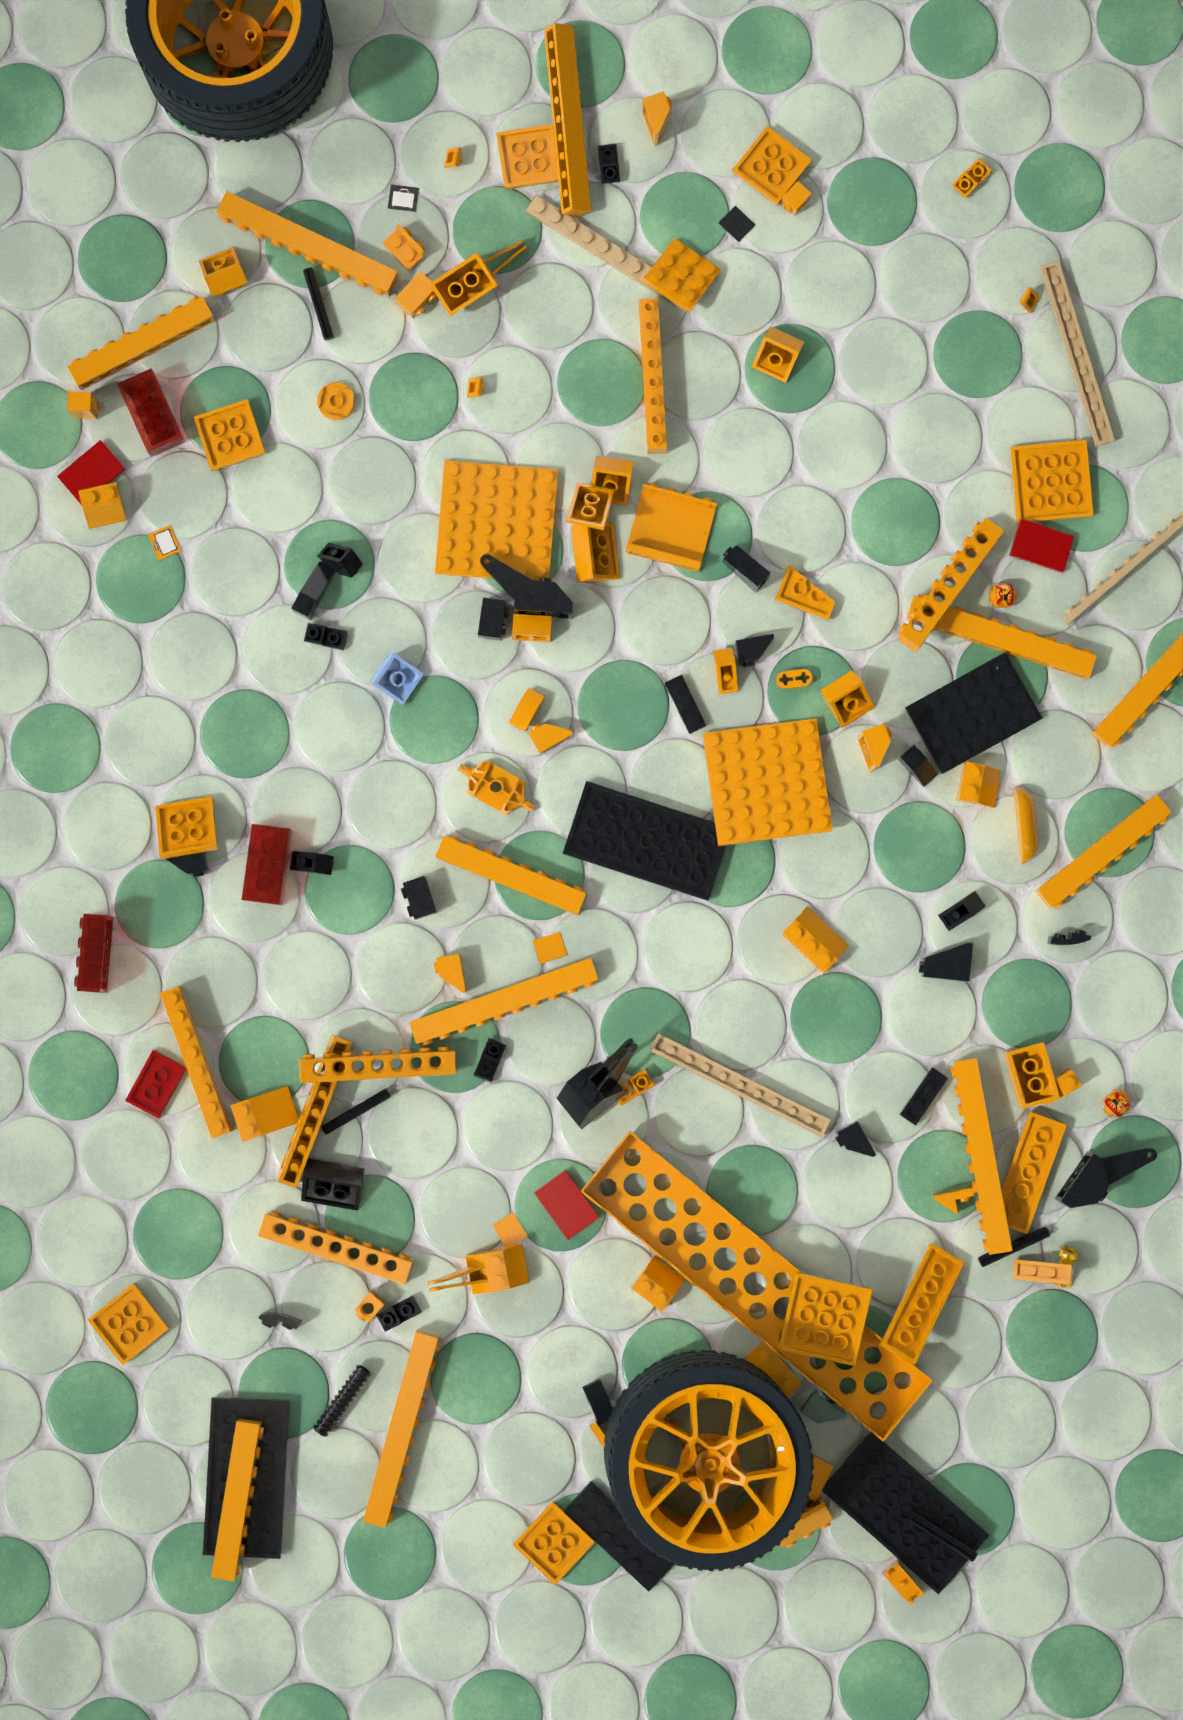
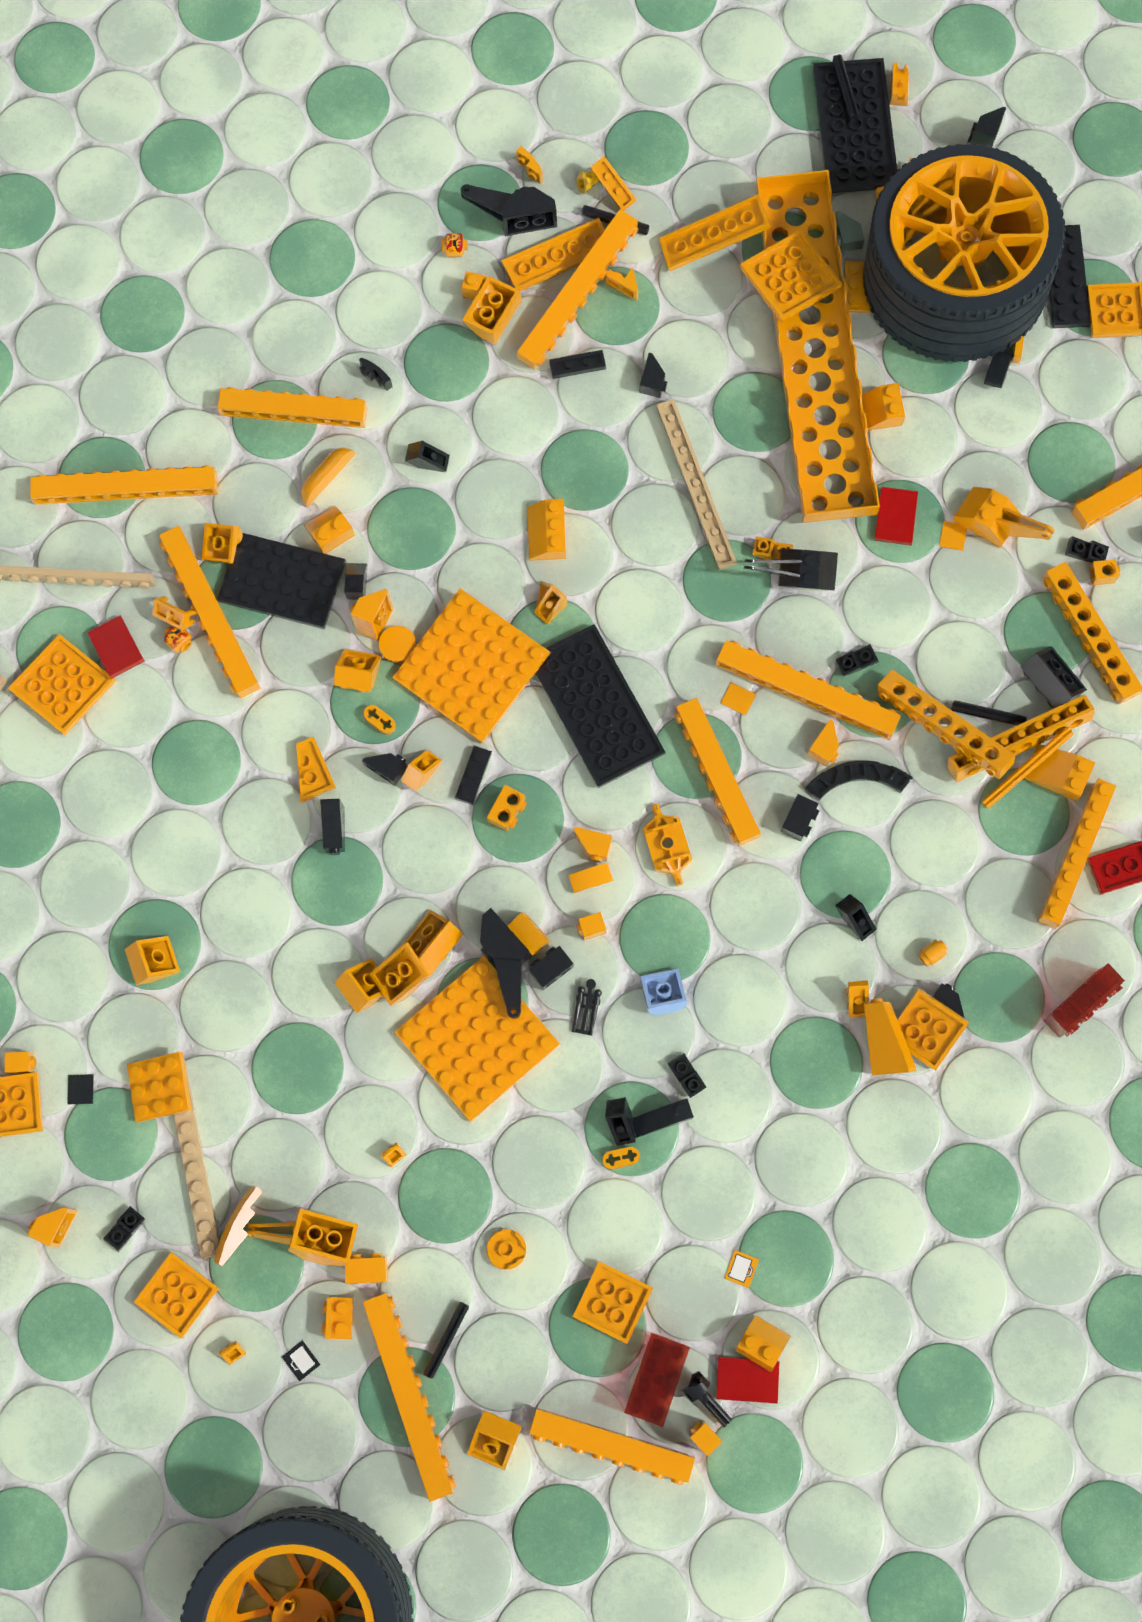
camera: 135 degrees left, 10 degrees down
(117, 432) = (697, 1390): none -> black piece
(207, 791) = (886, 1041): none -> light orange slope
(233, 889) = (933, 952): none -> light orange brick
(255, 804) = (857, 995): none -> light orange slope
(267, 864) = (891, 946): clear red brick -> none
(289, 1094) = (1027, 767): none -> light orange axle
(320, 539) = (622, 1162): none -> light orange beam
(410, 975) = (858, 771): none -> black tile
(453, 634) = (591, 984): none -> black piece
(492, 675) = (591, 926): none -> light orange brick
(530, 231) = (234, 1232): none -> slope
(567, 120) = (118, 1294): light orange brick -> none
(640, 700) = (501, 806): none -> light orange brick
(652, 376) = (256, 1033): light orange brick -> none
(671, 527) = (356, 910): light orange panel -> none
(758, 885) = (550, 602): none -> light orange slope
(793, 1599) = (987, 128): none -> black slope
(838, 747) = (397, 643): none -> light orange tile
(915, 638) = (142, 684): light orange brick -> none
(948, 964) = (471, 431): black slope -> none
(1023, 606) = (172, 614): none -> light orange hinge
(1046, 695) = (220, 542): none -> light orange slope
(1121, 1227) = (533, 169): none -> light orange slope

